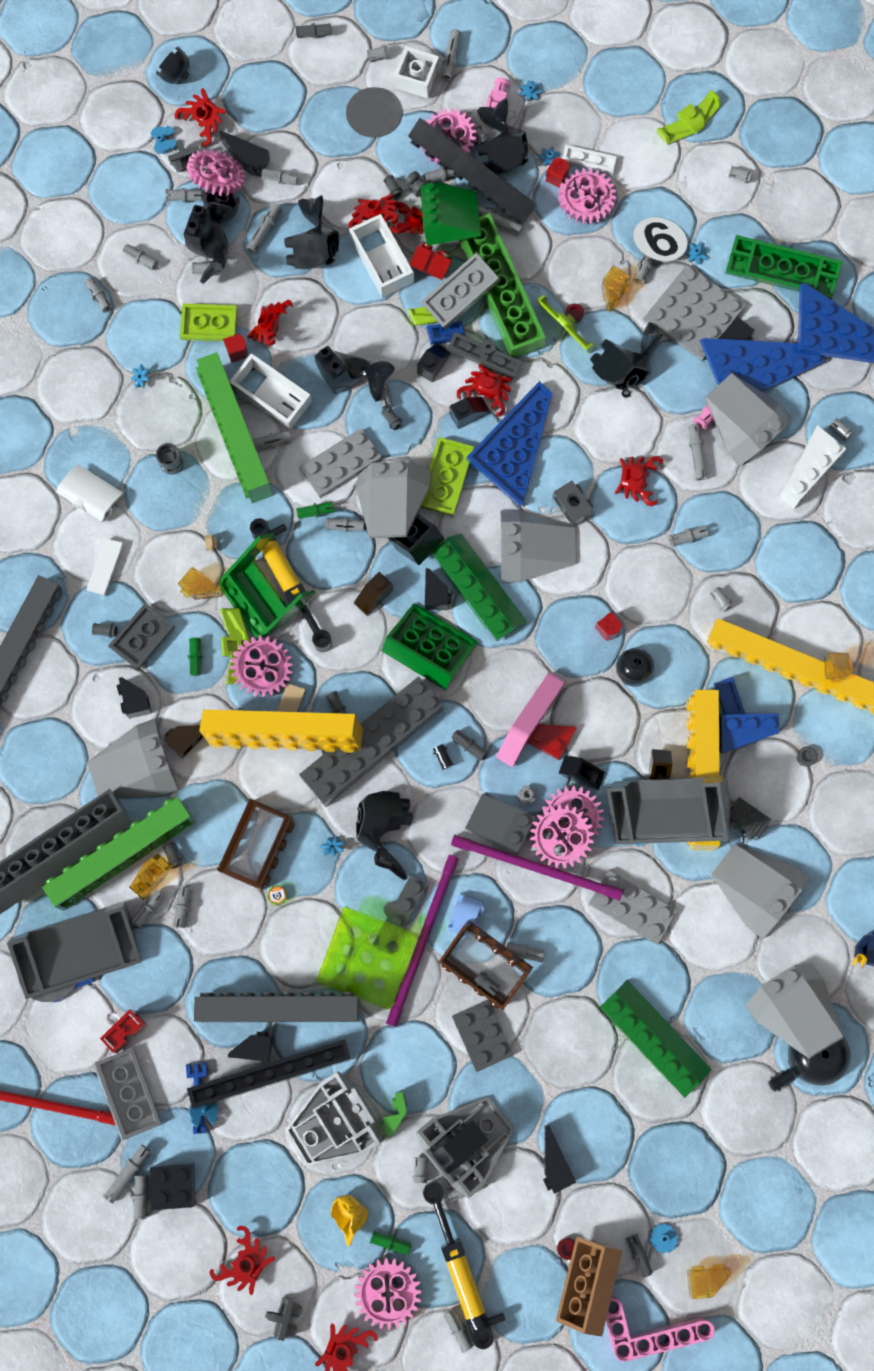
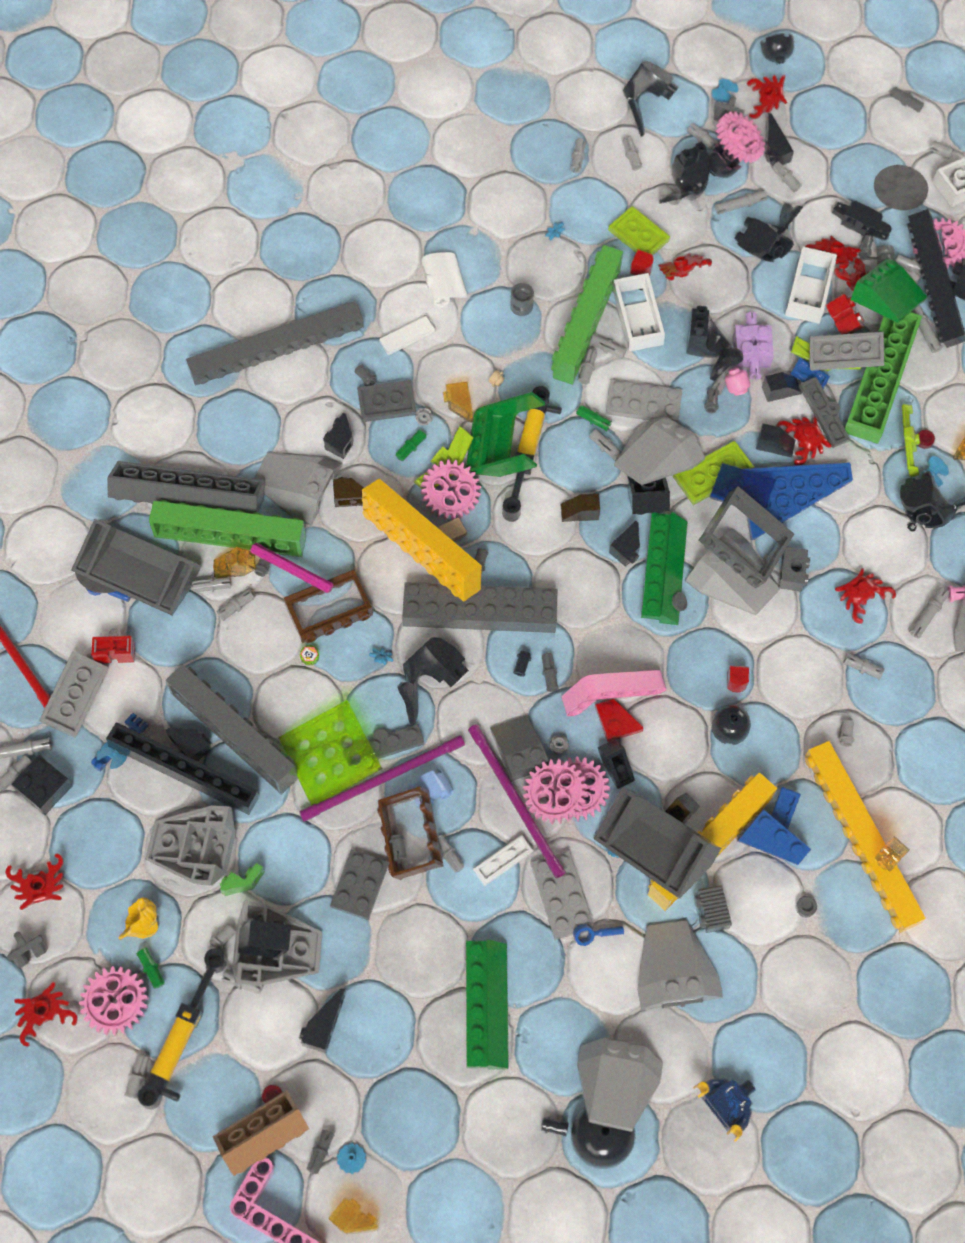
camera: 40 degrees right, 10 degrees down
(95, 182) = (647, 79): none -> black hips
(186, 626) = (424, 420): none -> light grey plate
(200, 841) = (291, 567): none -> dark pink axle
(272, 471) = (587, 366): none -> light grey axle
(371, 166) = (862, 220): none -> black hinge
(383, 343) = (756, 345): none -> lavender brick
(398, 386) = (737, 381): none -> bright pink head
(429, 646) = (586, 578): green slope -> none
(482, 472) = (754, 484): none -> clear blue tile
(513, 603) = (679, 601): none -> dark grey piece
(522, 484) = (761, 518): none -> dark grey window
(567, 920) = (503, 860): none -> white tile
(602, 329) = (936, 466): none -> dark azure piece
(680, 917) = (601, 932): none -> blue piece

